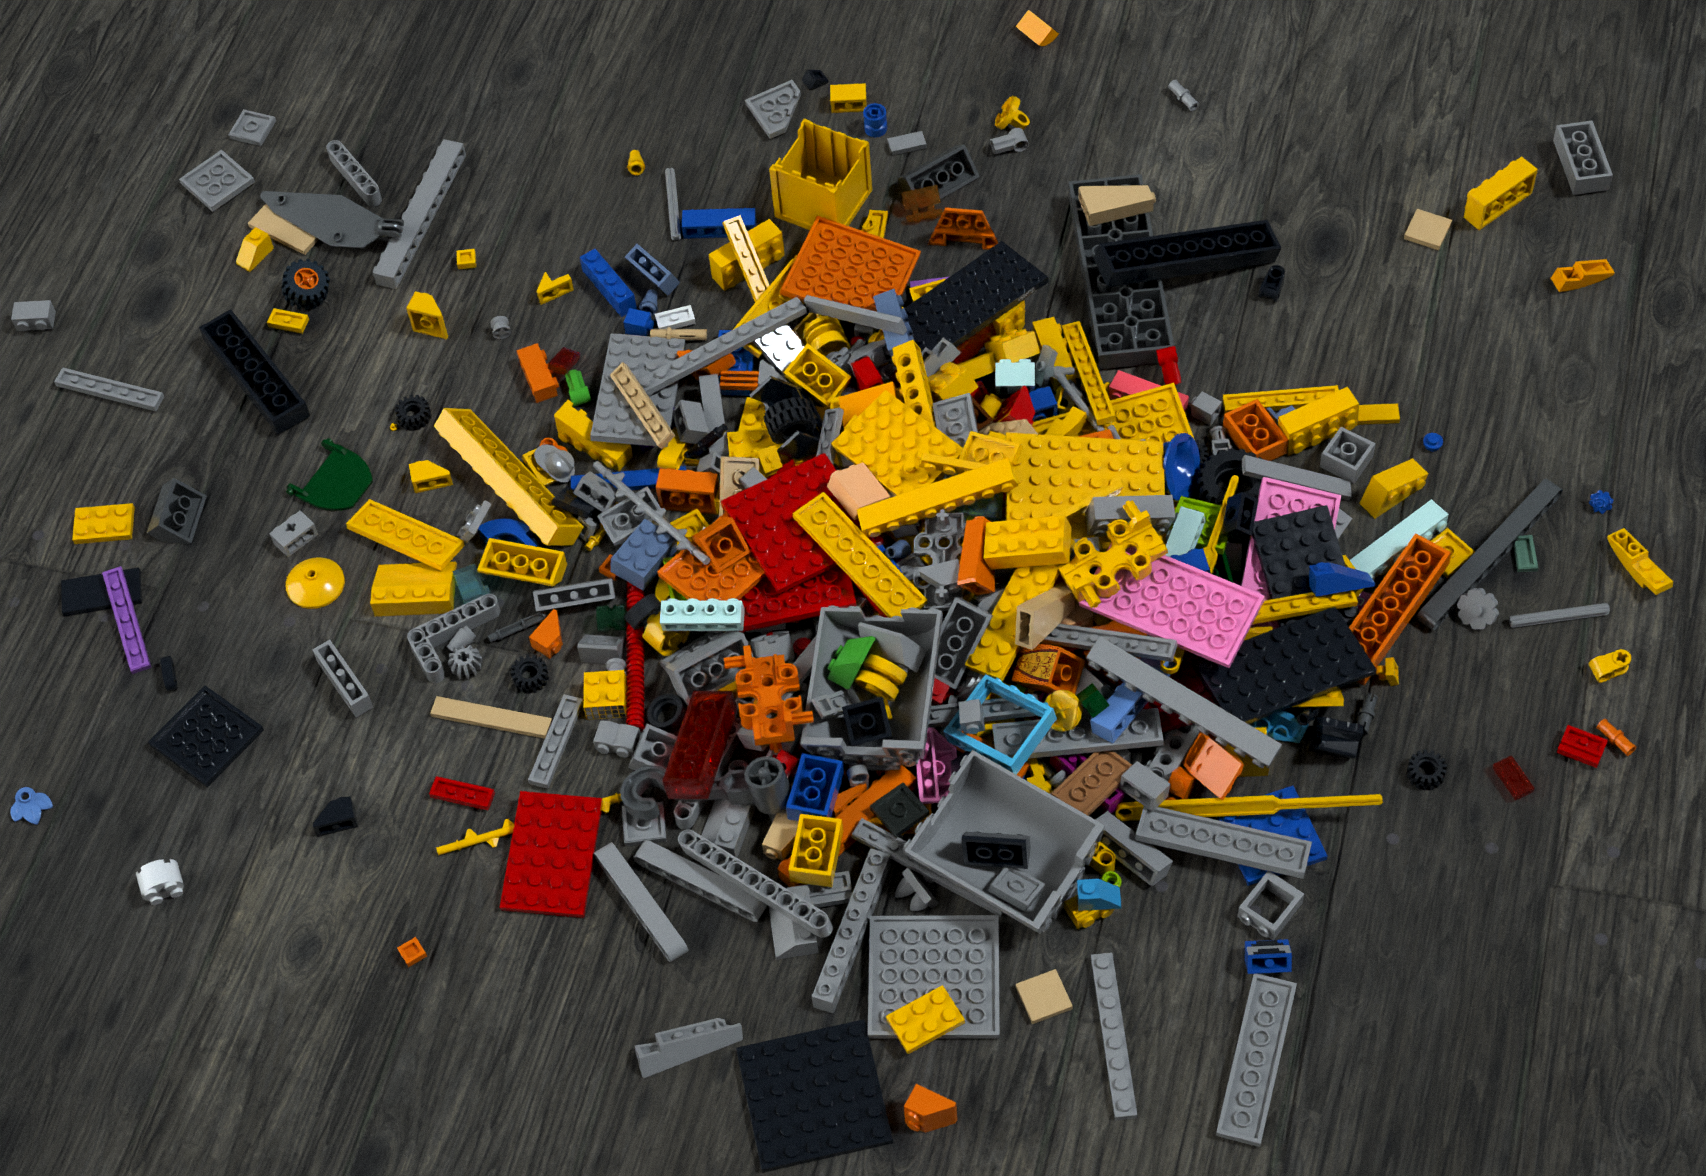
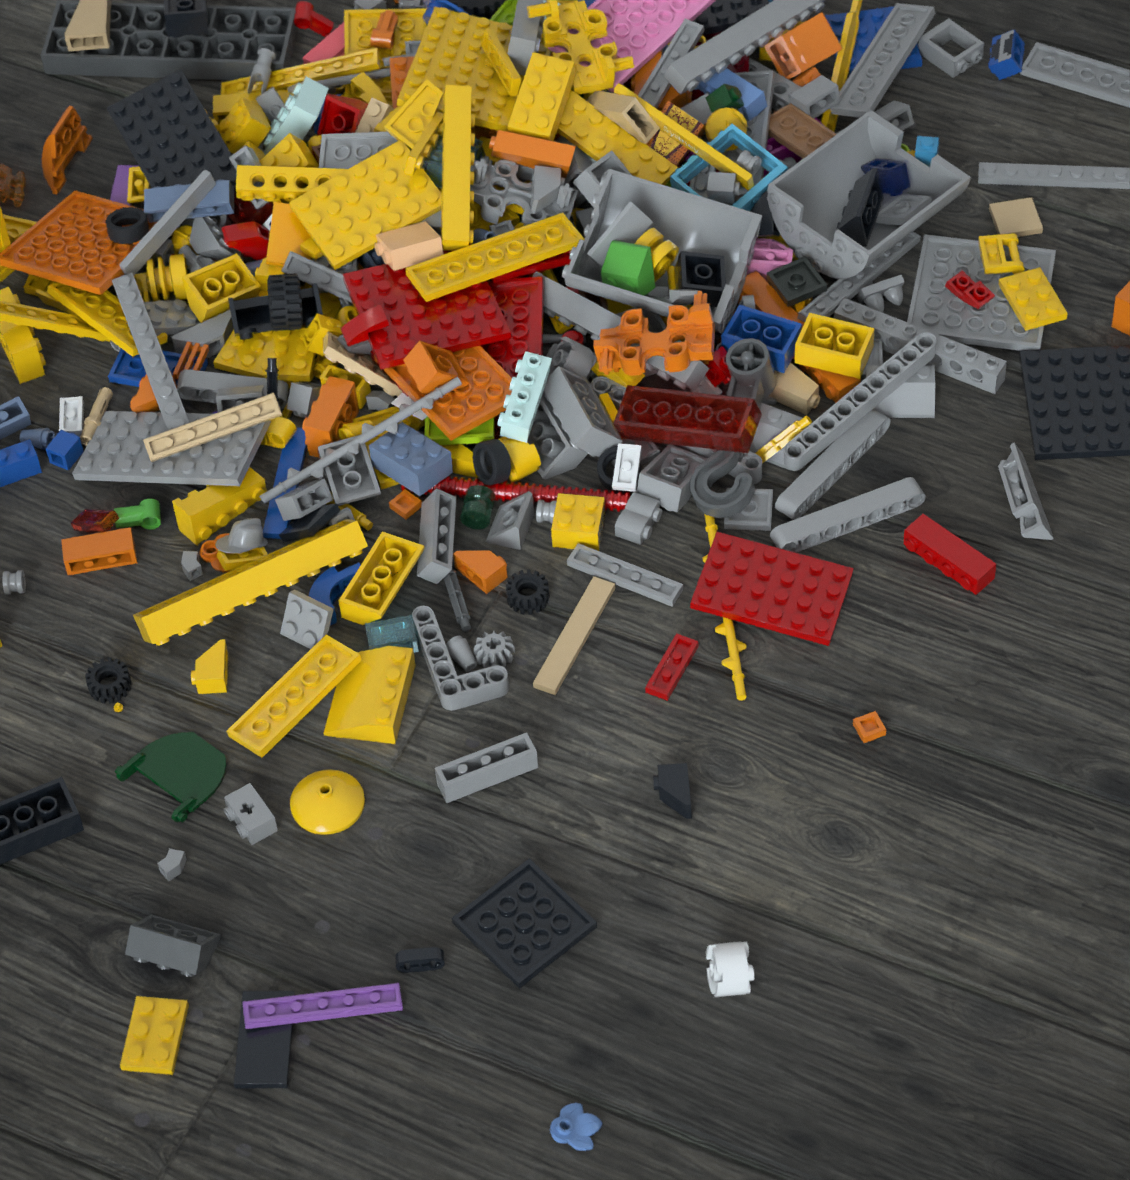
camera: 80 degrees left, 5 degrees down
(248, 497) = (172, 864): none -> light grey piece
(532, 436) = (191, 565): none -> light grey piece
(605, 988) = (949, 554): none -> red brick
(656, 714) = (627, 467): none -> white plate
(676, 511) = (352, 429): none -> yellow cone
(708, 829) = (783, 438): none -> yellow piece
(757, 479) = (366, 322): none -> red slope
(861, 280) = (124, 217): none -> black tyre
(925, 962) = (968, 291): none -> red slope
(975, 976) = (994, 257): none -> yellow plate
(1002, 731) = (749, 162): none -> light grey wheel
(1020, 670) = (691, 141): none -> yellow tile
(1056, 866) = (892, 175): none -> clear blue slope
(1081, 341) = (261, 70): none -> light grey piece
(1143, 419) = (384, 33): none -> orange piece

